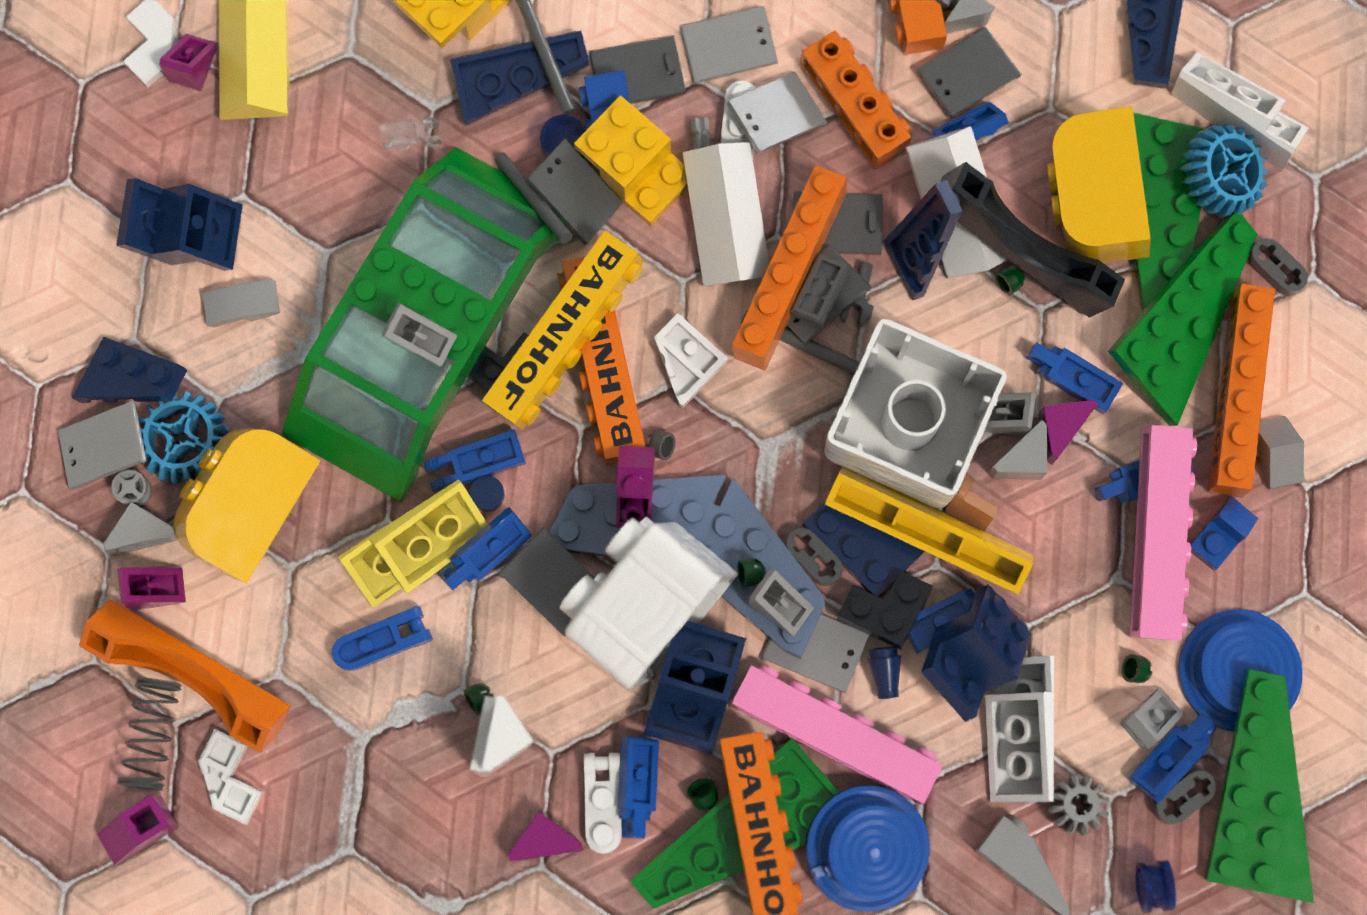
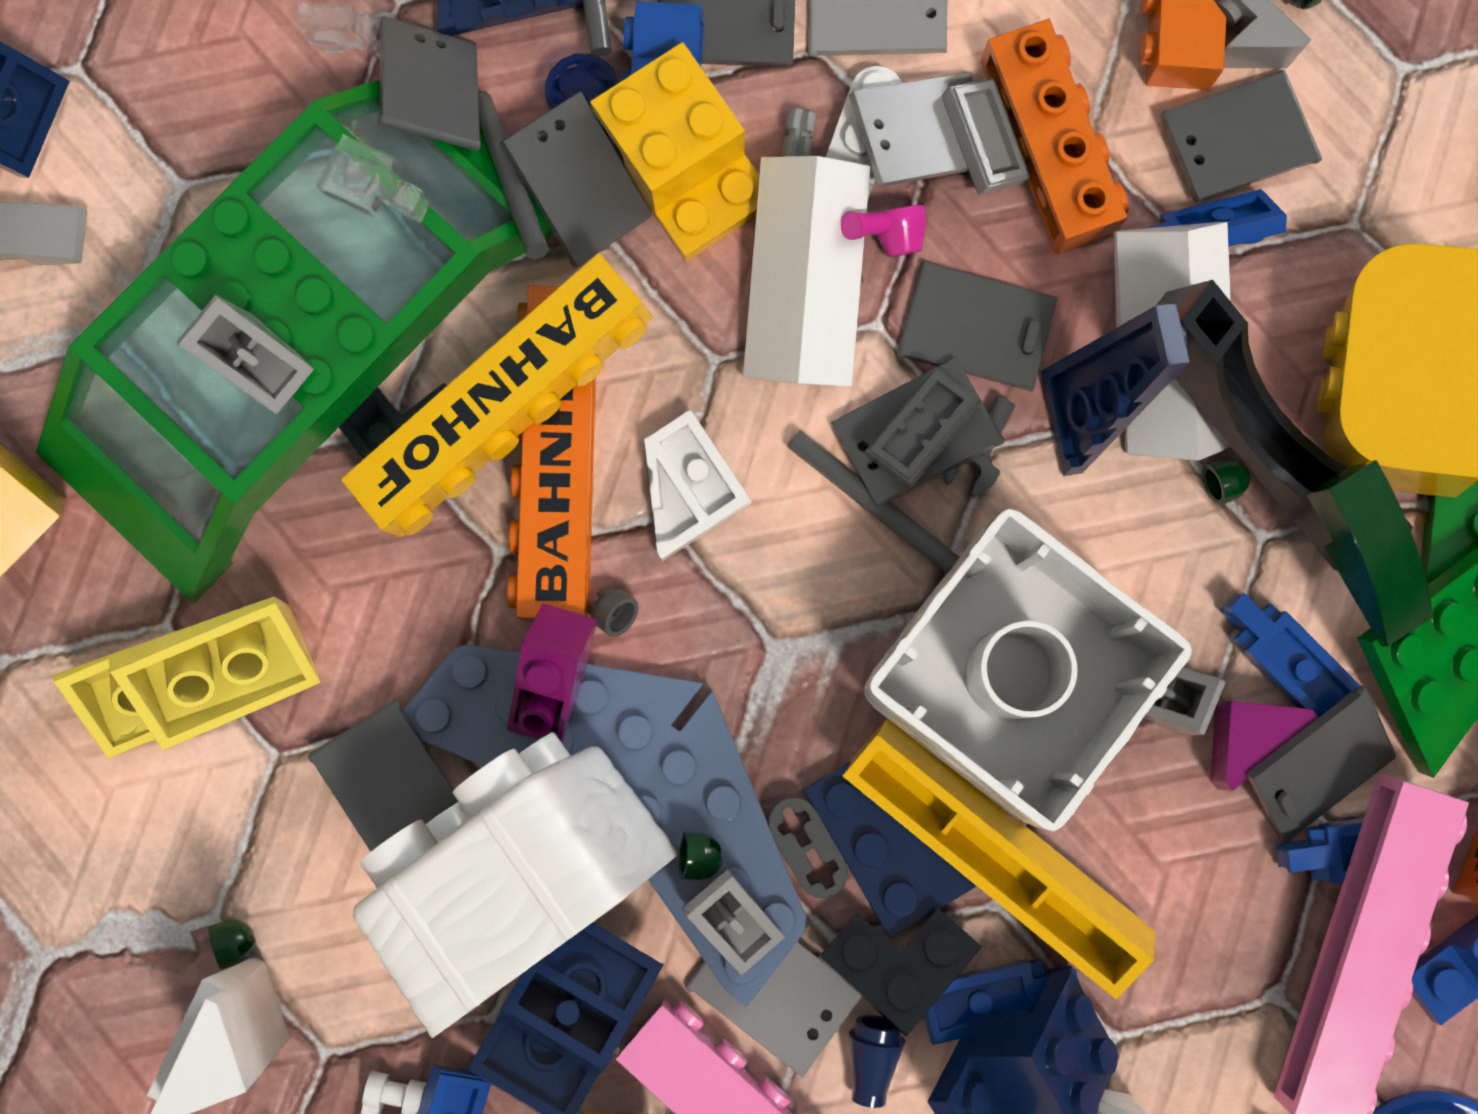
camera: 15 degrees right, 5 degrees up
(380, 640) = (100, 815): blue plate -> none
(459, 217) = (367, 178): none -> clear plate
(470, 155) = (428, 84): none -> dark grey container
(478, 459) = (326, 566): blue hinge -> none
(485, 549) = (299, 711): blue hinge -> none
(487, 493) = (326, 621): dark blue tile -> none
(775, 177) = (898, 229): none -> dark pink bar
(789, 267) = (883, 380): orange brick -> none
(814, 108) = (986, 135): none -> light grey tile
(971, 507) = (1082, 842): nougat tile -> none
(1026, 458) = (1182, 771): light grey slope -> none
(1101, 296) = (1374, 550): none -> dark green slope
(1108, 432) = (1322, 764): none -> dark grey container

